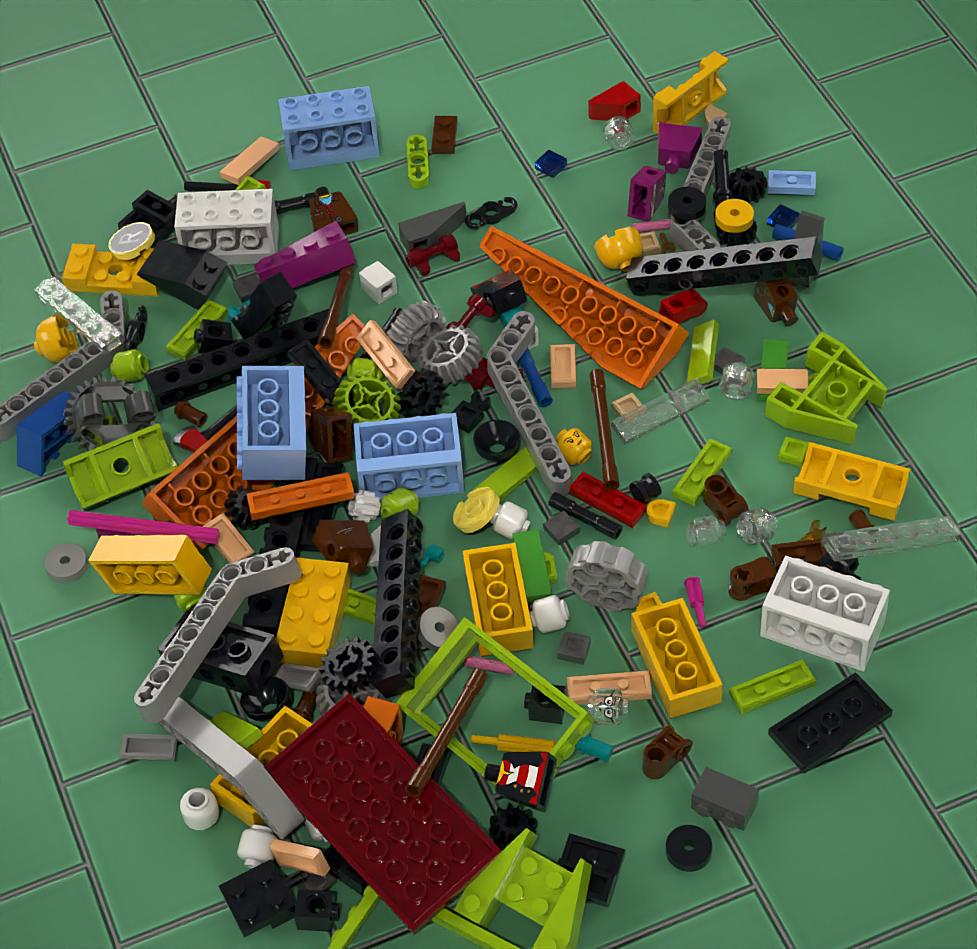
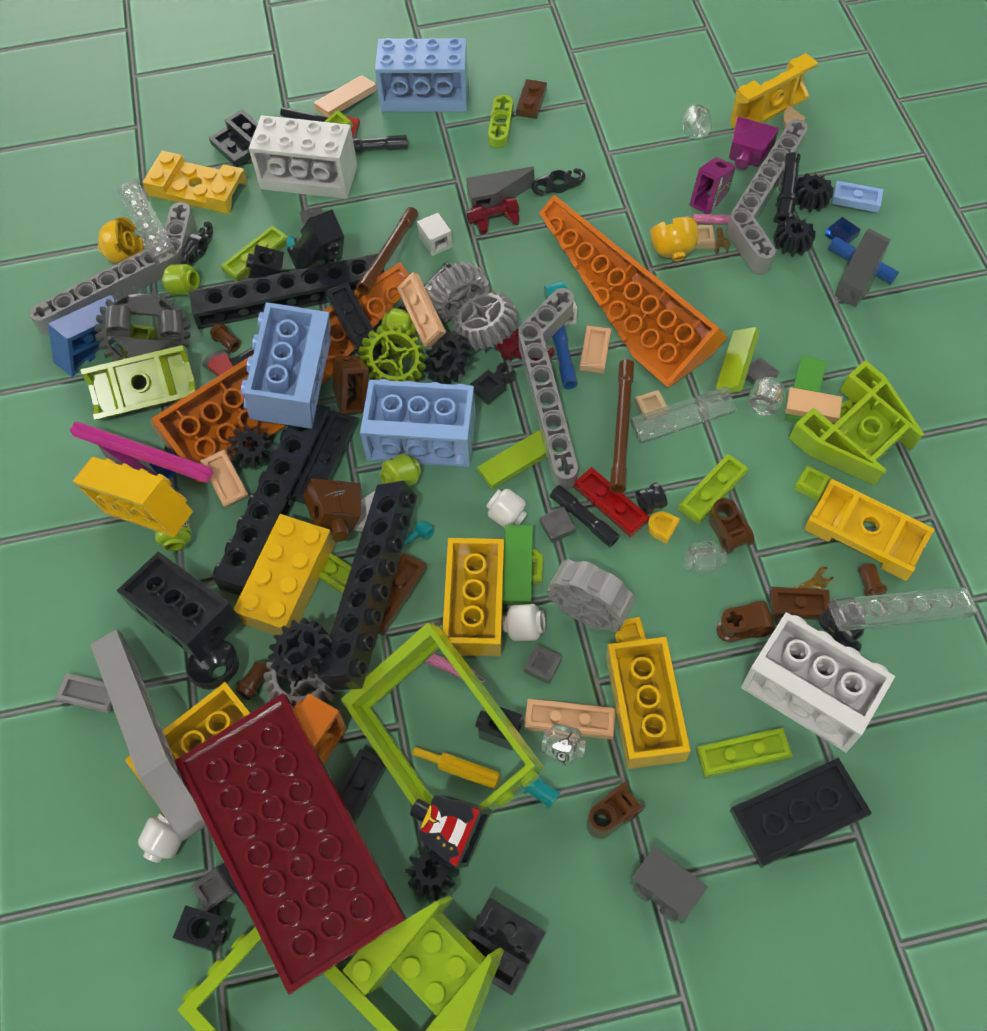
camera: 10 degrees right, 10 degrees up
(65, 572) = (58, 466): light grey piece -> none
(131, 240) = (214, 155): tile -> none
(183, 272) = (254, 194): black slope -> none
(199, 808) = (113, 780): white head -> none
(206, 624) = (160, 581): light grey beam -> none
(237, 729) = (167, 698): lime tile -> none
(261, 897) = (148, 900): black plate -> none
(299, 677) = (251, 645): light grey tile -> none
(299, 857) = (198, 863): light nougat tile -> none
(300, 496) = (300, 447): orange plate -> none
(309, 257) = (372, 200): magenta wedge -> none
(332, 207) = (405, 161): reddish brown torso -> none
(364, 506) = (365, 466): white gear -> none
(423, 773) = (337, 810): reddish brown piece -> none
(435, 617) = (394, 613): light grey piece -> none
(476, 510) = (474, 492): light yellow tile -> none
(477, 306) = (522, 274): dark red piece -> none
(494, 433) = (512, 409): black piece -> none
(503, 291) = (551, 264): black torso -> none
(551, 163) = (625, 142): clear blue tile -> none
(574, 446) = (588, 438): yellow head -> none
(616, 101) = (701, 90): red slope -> none
(683, 306) = (726, 307): red leg -> none
(687, 203) = (750, 202): black piece -> none
(688, 859) = (617, 951): black piece -> none
(696, 598) = (681, 633): dark pink axle -> none
(725, 266) = (781, 273): black brick -> none
(734, 215) = (795, 222): yellow piece -> none
(756, 526) = (759, 562): clear head -> none
(777, 300) = (823, 311): reddish brown torso -> none

